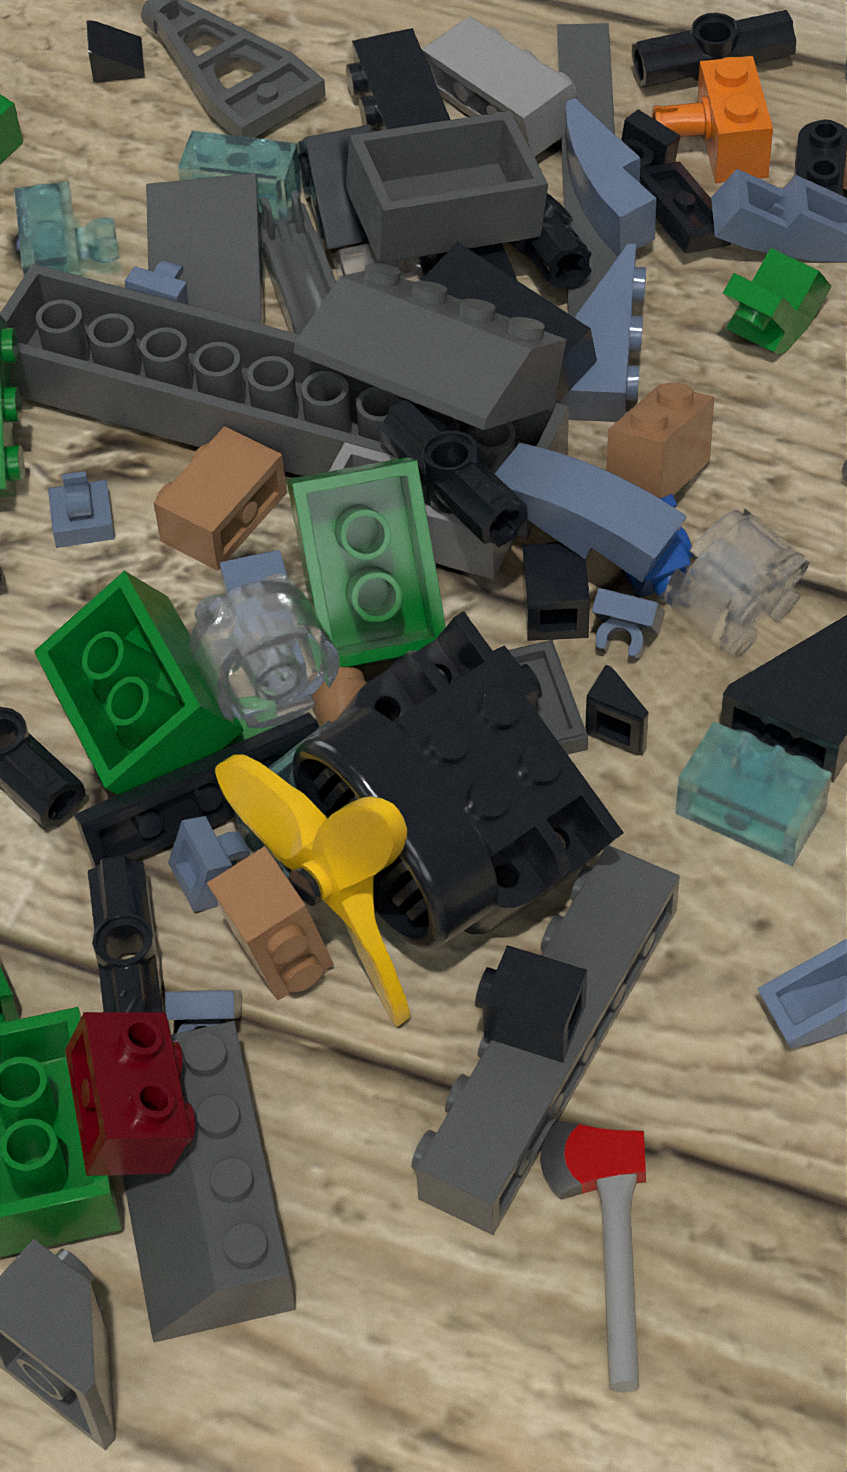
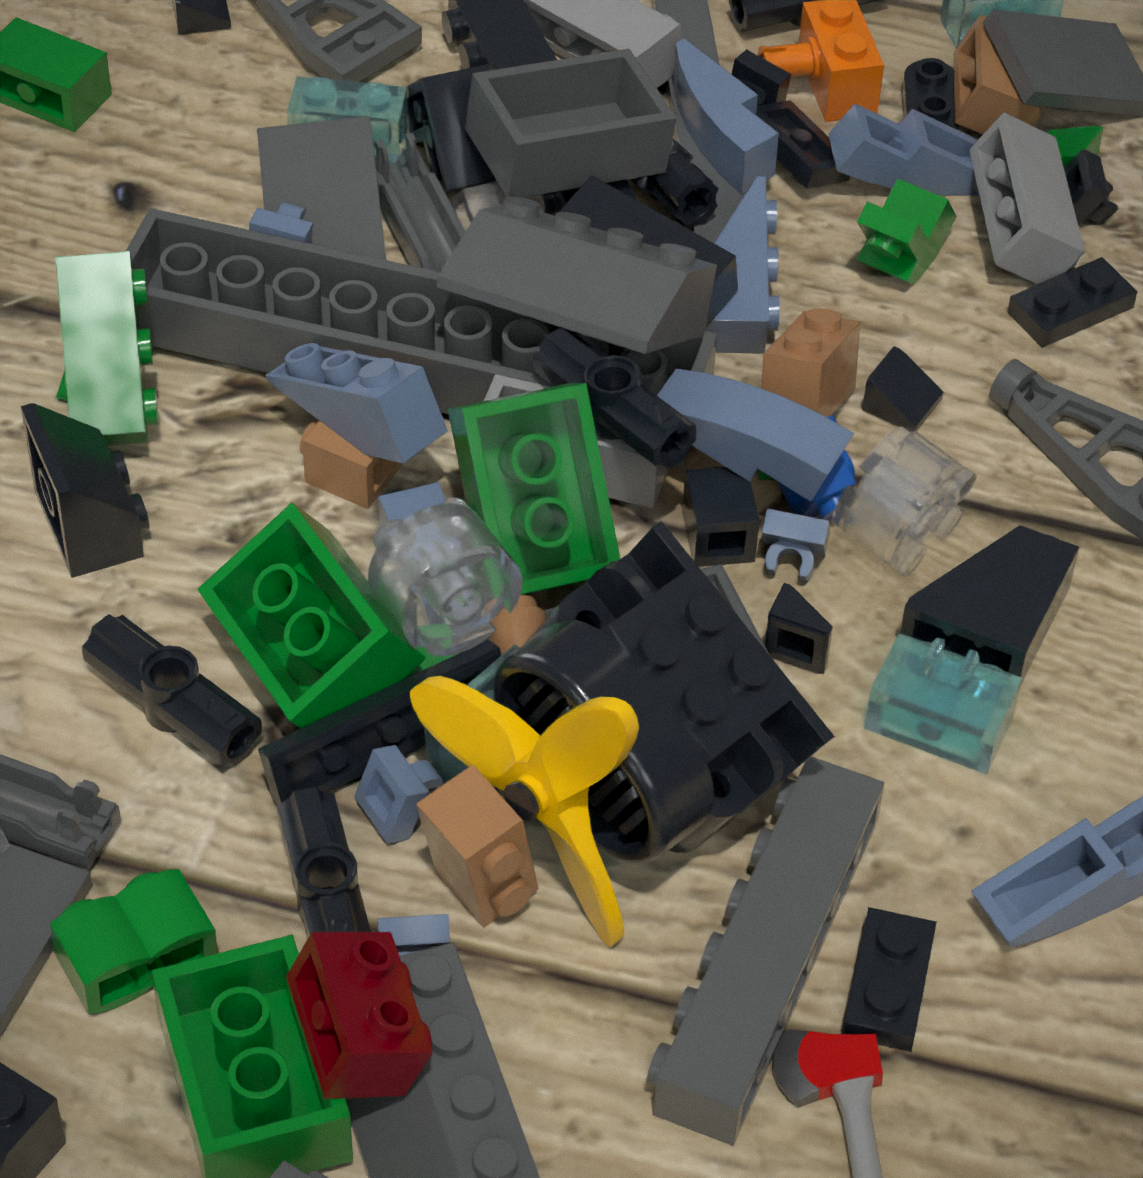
camera: 10 degrees left, 5 degrees down
(51, 233) = (159, 180): clear light blue brick -> none
(80, 511) = (220, 453): sand blue tile -> none
(213, 464) = (365, 399): none -> sand blue slope
(532, 1002) = (758, 908): black brick -> none
(666, 1073) = (890, 978): none -> black plate
(753, 467) = (901, 391): none -> black slope

